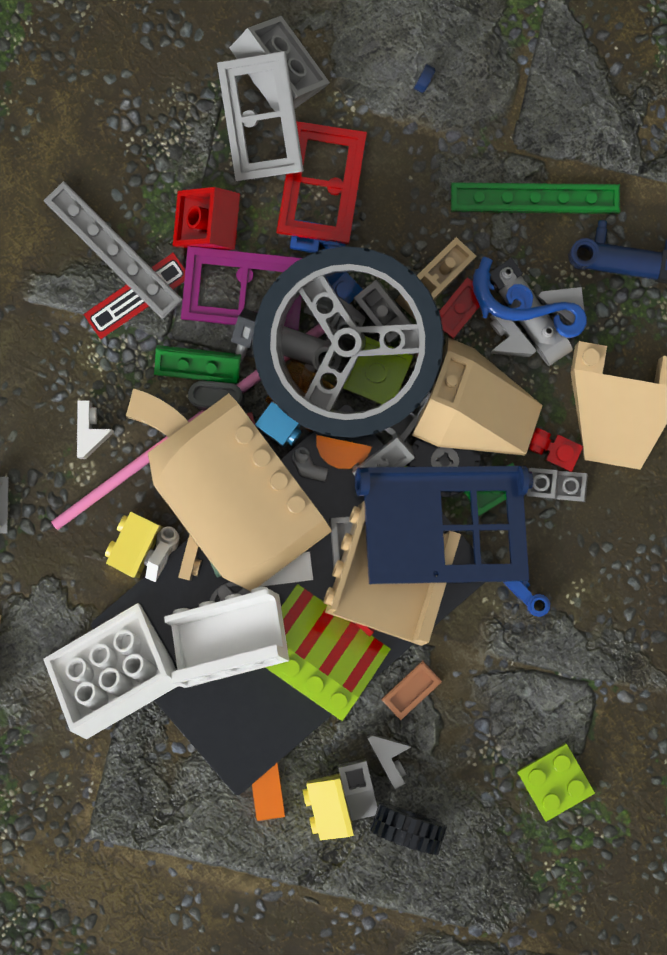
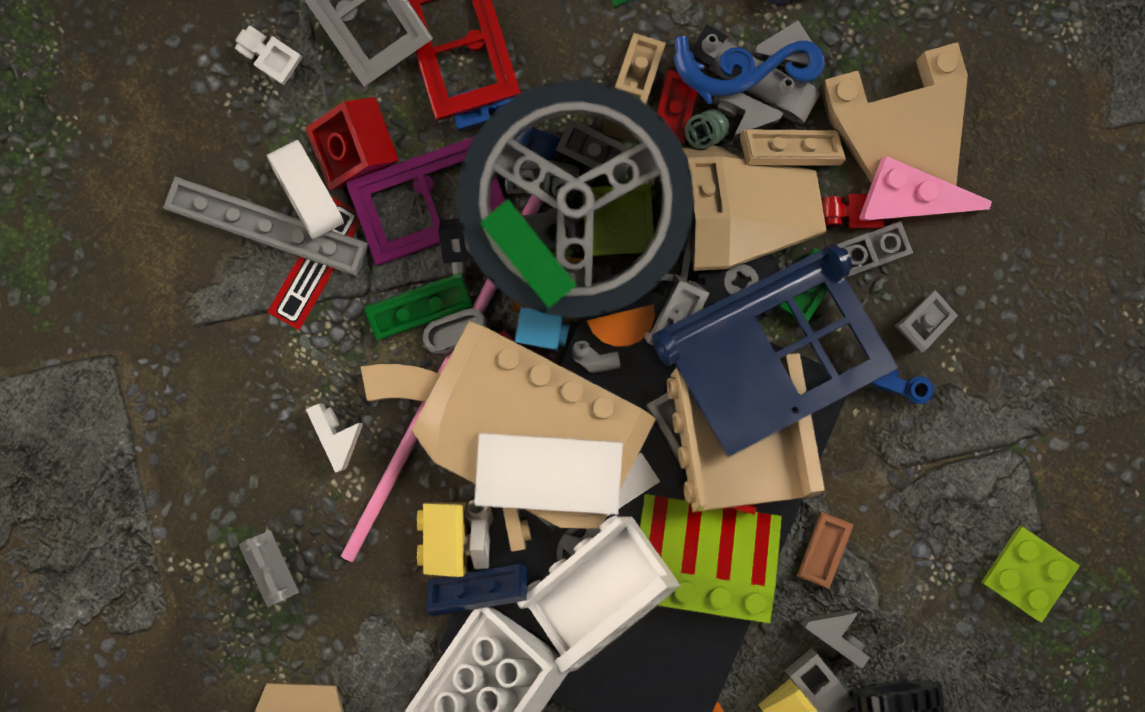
camera: 25 degrees left, 0 degrees up
(139, 594) = (477, 590): none -> dark blue tile
(155, 237) = (305, 189): none -> white beam
(179, 128) = (273, 59): none -> white plate
(232, 532) = (548, 473): none -> white tile
(294, 365) = (528, 253): none -> green tile
(475, 335) = (713, 124): none -> sand green wheel
(531, 379) = (792, 147): none -> tan tile
(569, 557) = (926, 322): none -> light grey slope
(601, 454) = (908, 192): none -> bright pink wing

